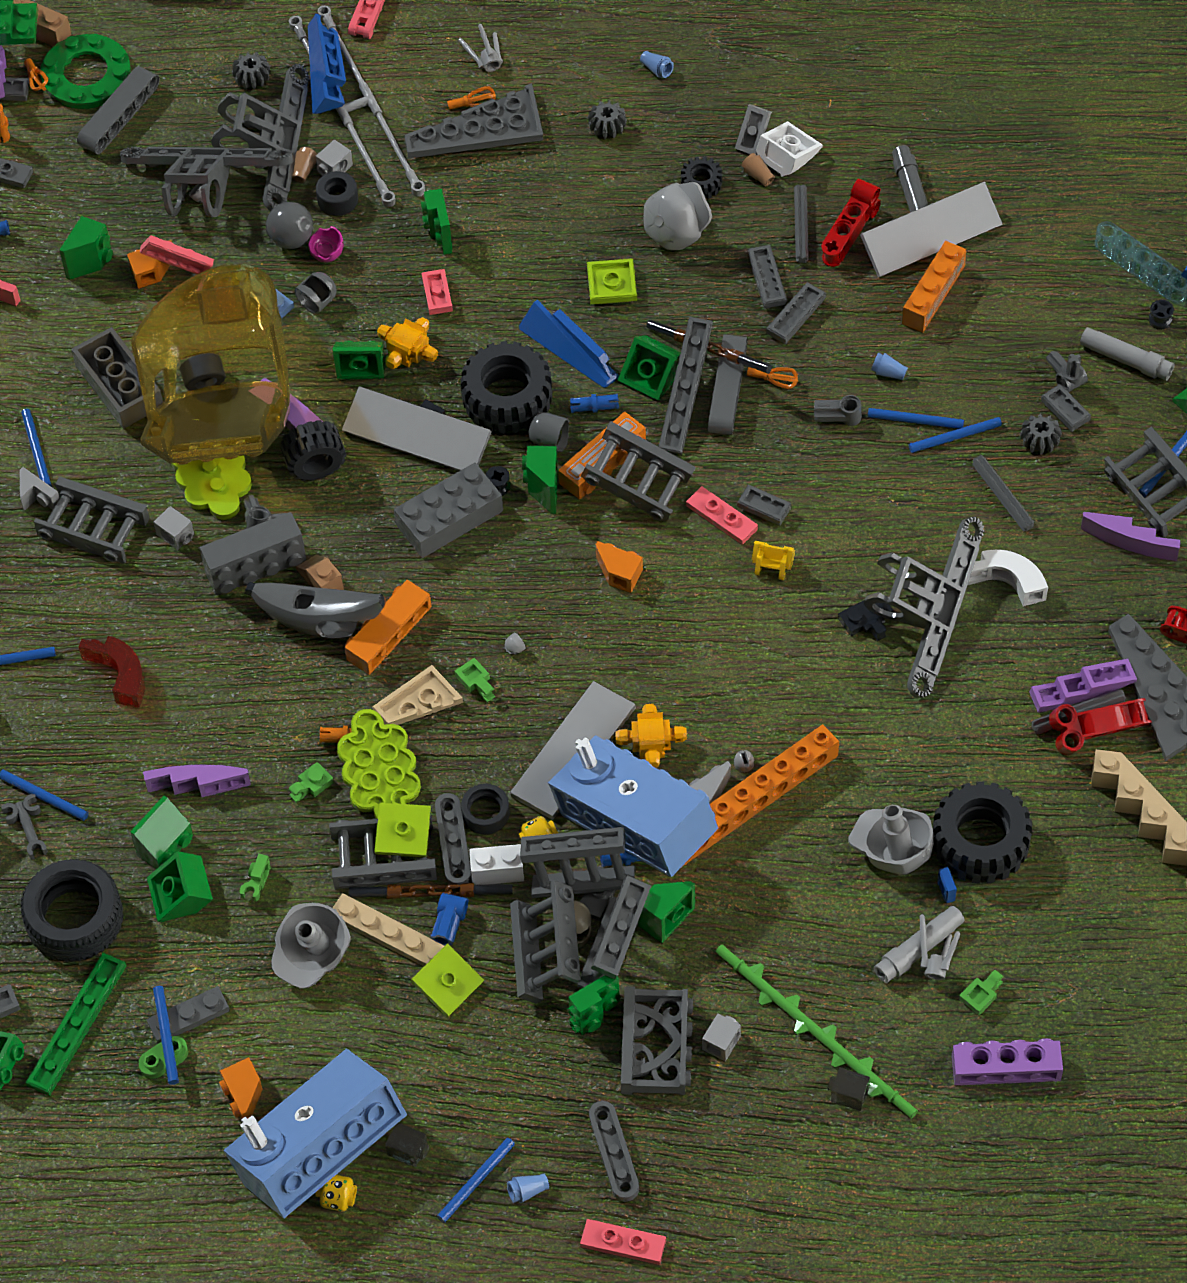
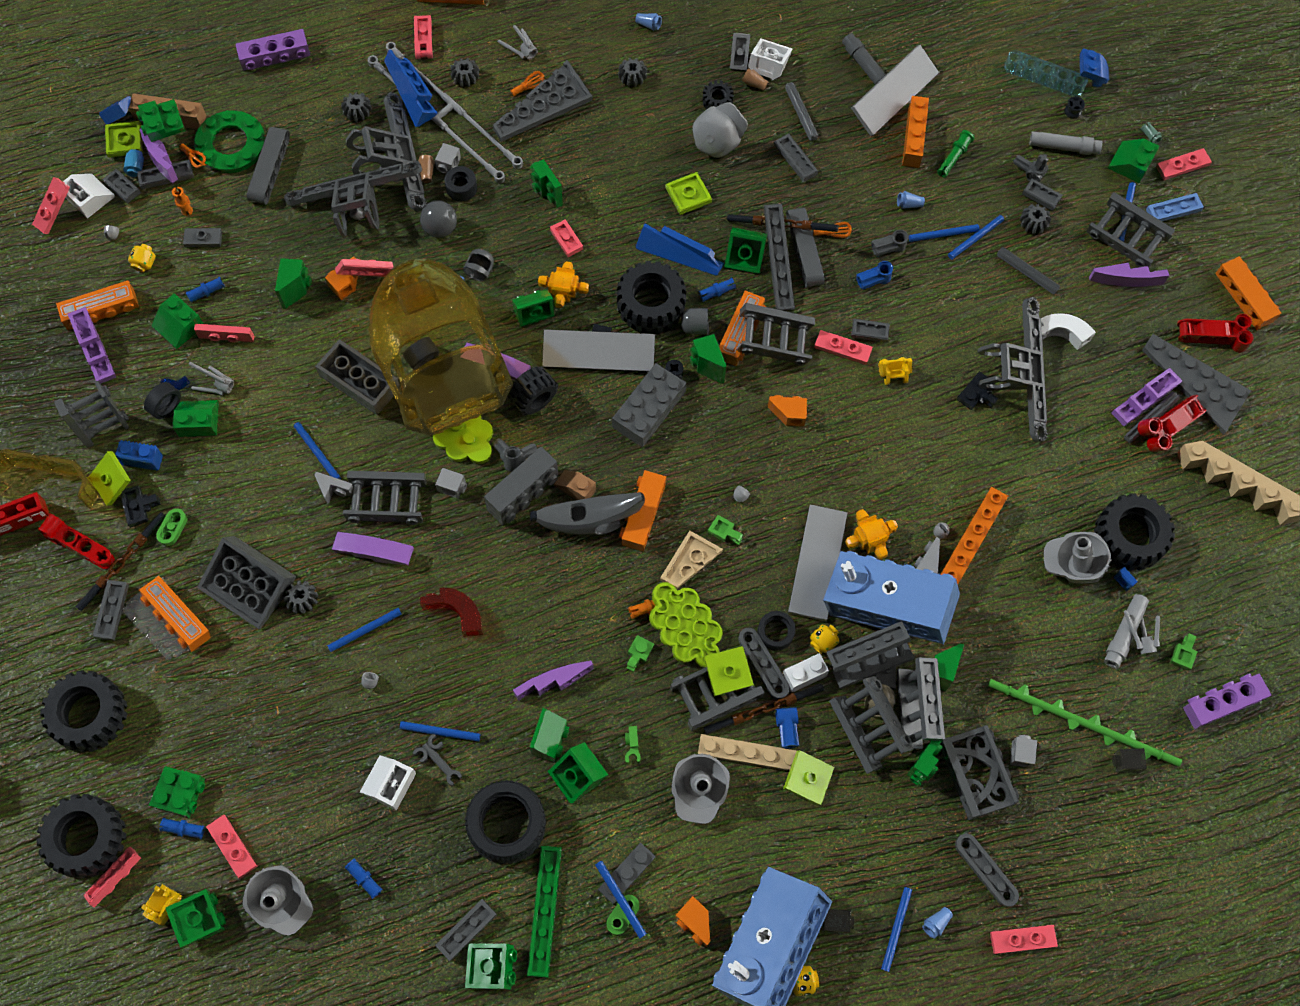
camera: 25 degrees left, 10 degrees up
(53, 572) = (373, 548): none -> medium lavender slope
(326, 244) = (470, 225): dark pink hair -> none
(399, 65) = (464, 72): none -> dark grey gear
(796, 313) = (828, 179): dark grey plate -> none
(802, 442) = (875, 276): none -> blue piece
(865, 205) = (840, 86): red piece -> none
(983, 322) = (959, 147): none -> green pin

